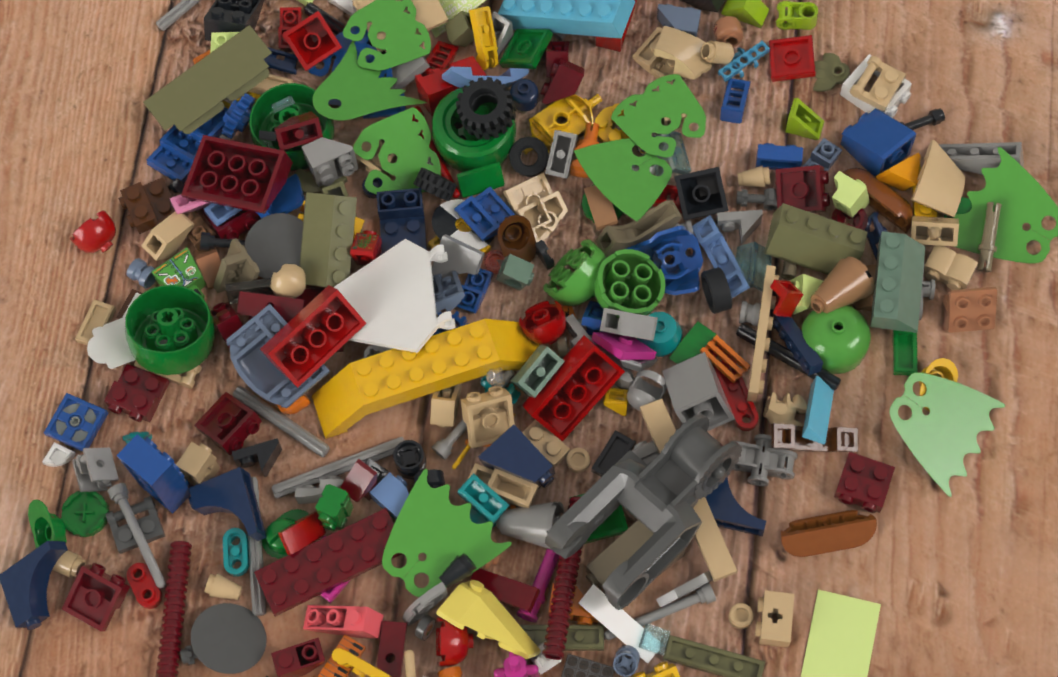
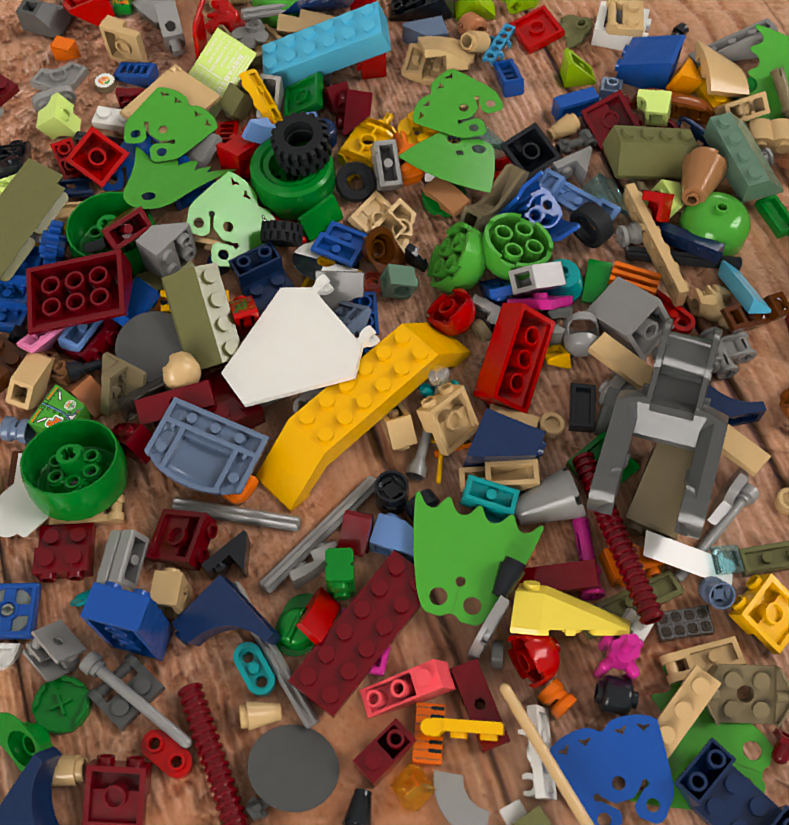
camera: 30 degrees left, 5 degrees down
(175, 420) = (123, 558): none -> light grey brick
(282, 104) = (93, 216): clear light blue tile -> none
(313, 335) = (237, 407): red slope -> none
(537, 371) = (475, 354): sand green brick -> none

